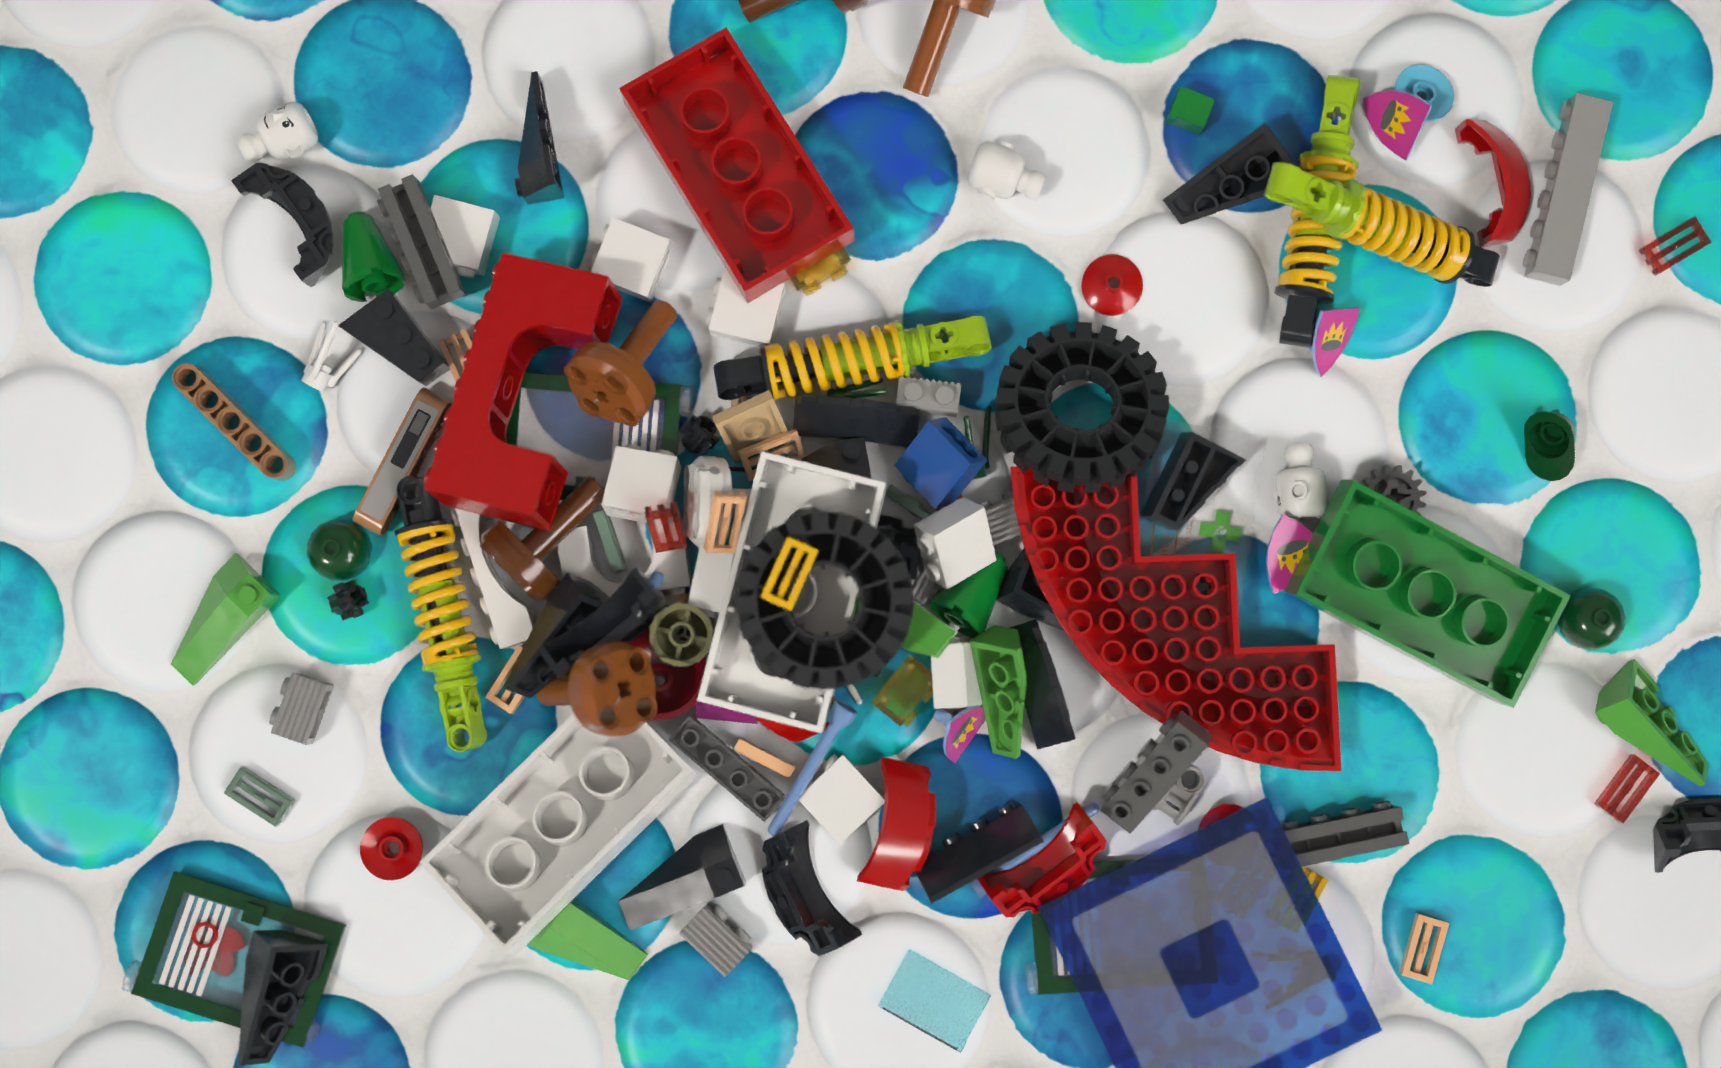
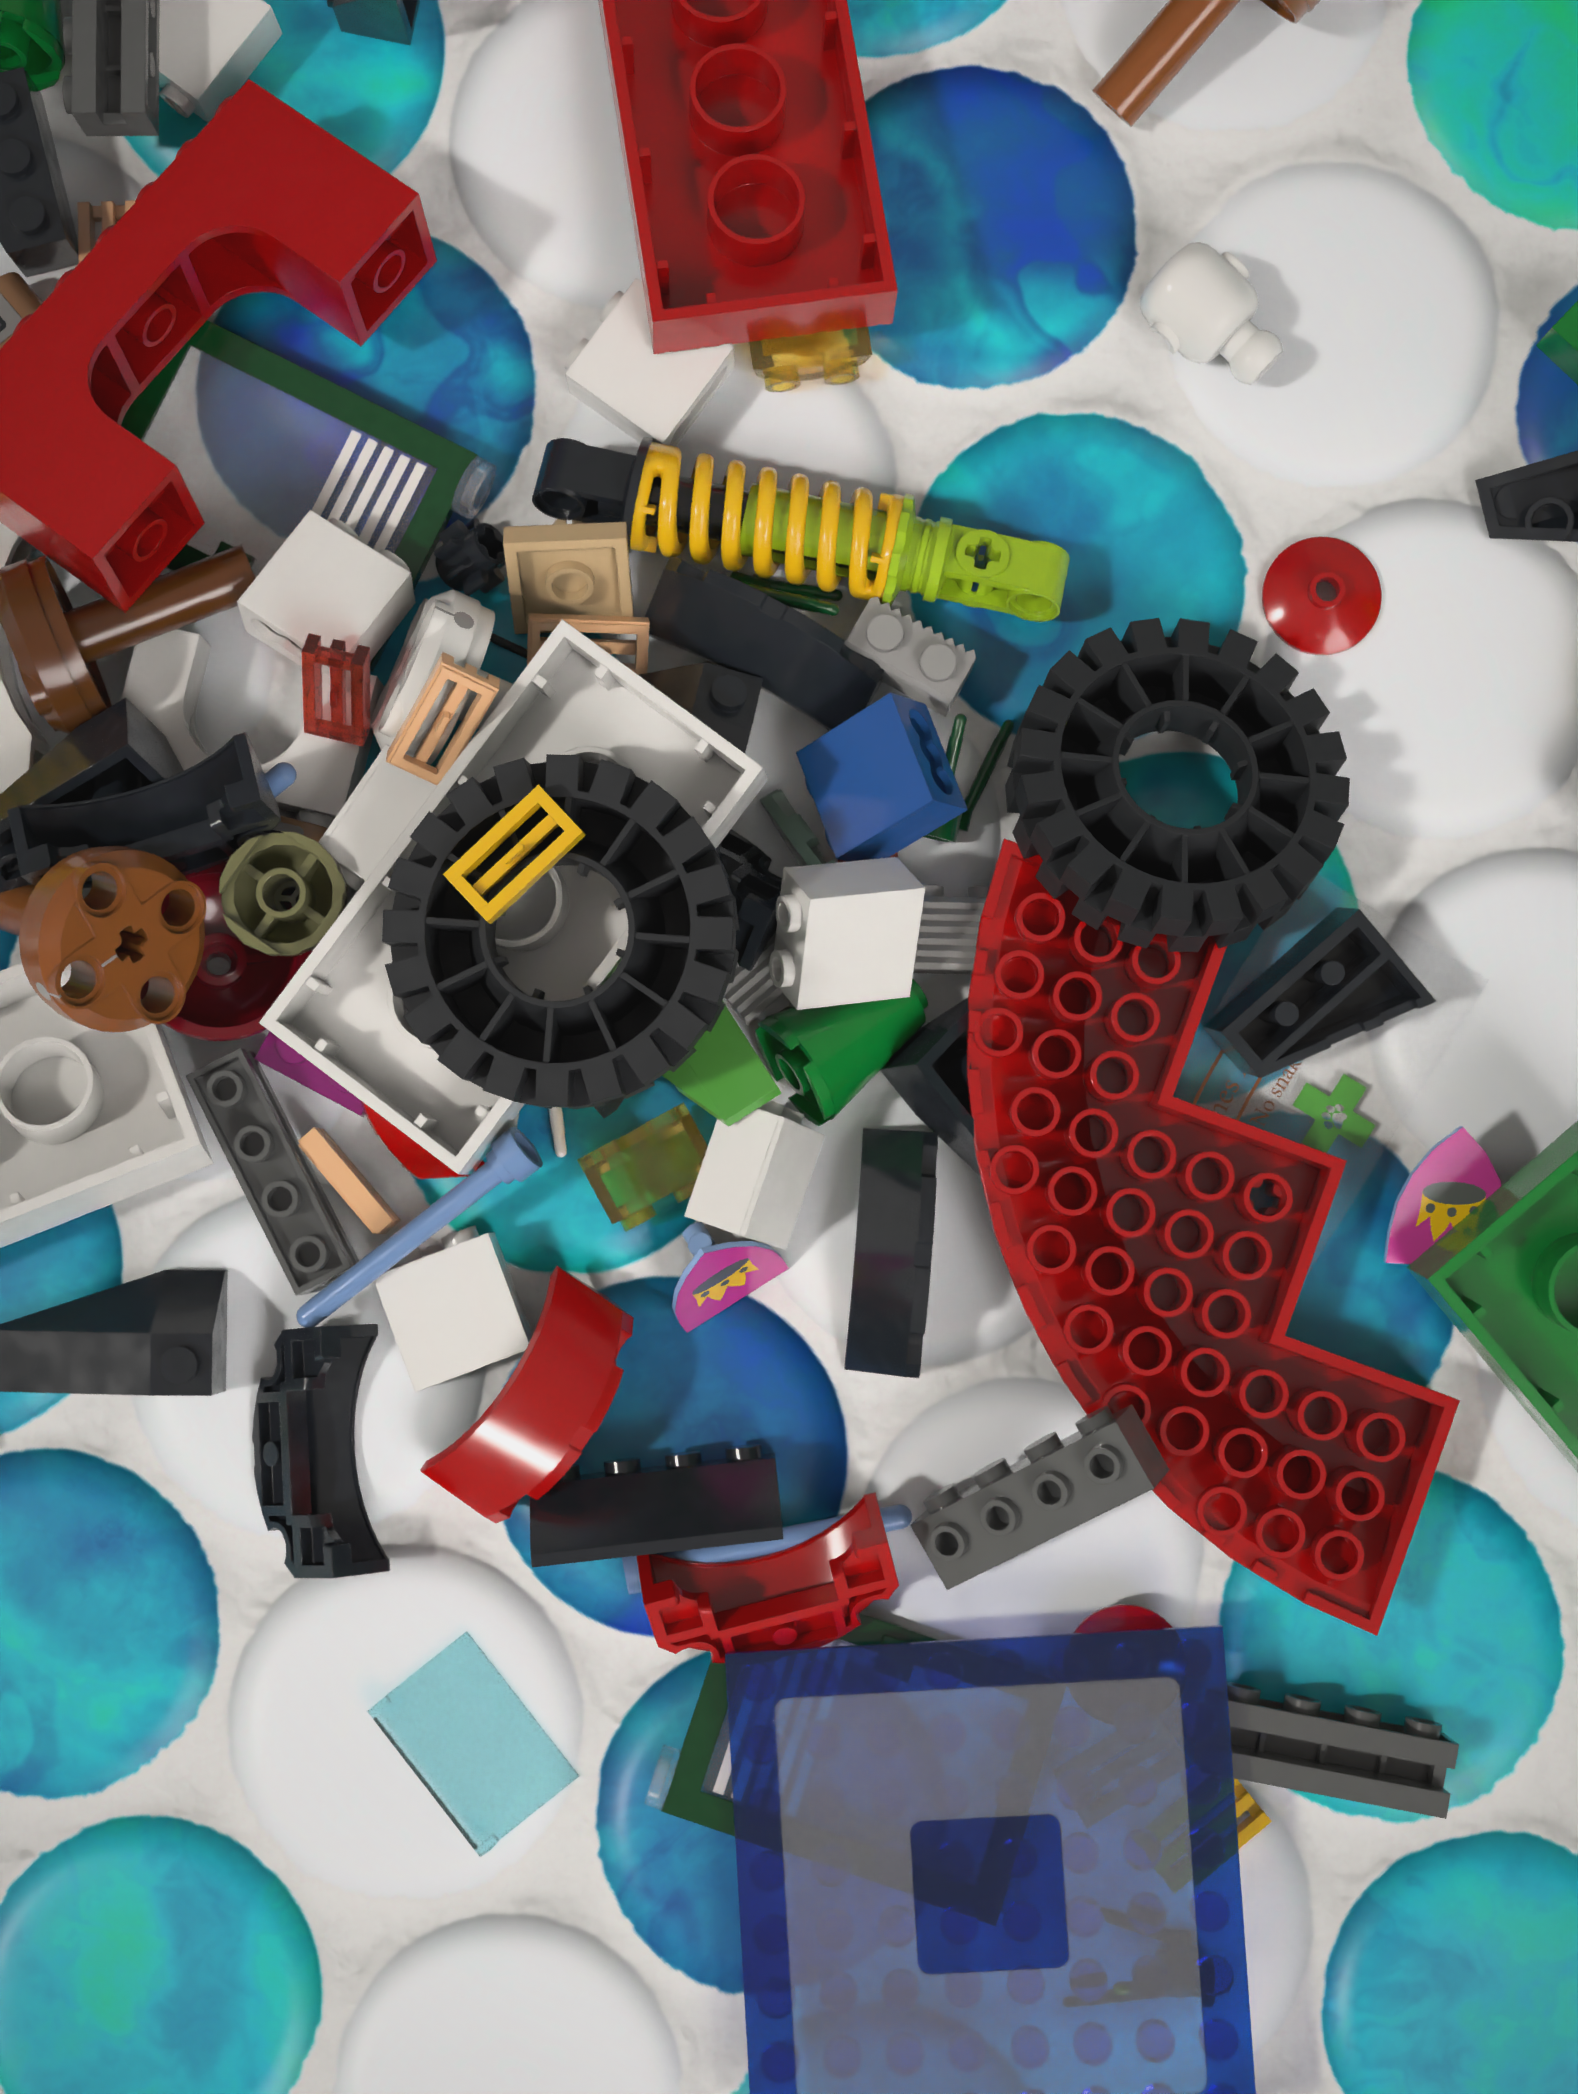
camera: 15 degrees right, 0 degrees up
(610, 542) = (233, 680): sand green tile -> none
(612, 379) = (352, 388): dark orange piece -> none
(631, 258) = (484, 196): white piece -> none
(717, 938) = (127, 1470): light grey brick -> none
(1001, 686) = (826, 1221): bright green wedge -> none
(1181, 797) = (1067, 1561): light grey piece -> none
(1301, 488) = (1514, 1092): white piece -> none
(1411, 946) = (1374, 2002): light nougat tile -> none

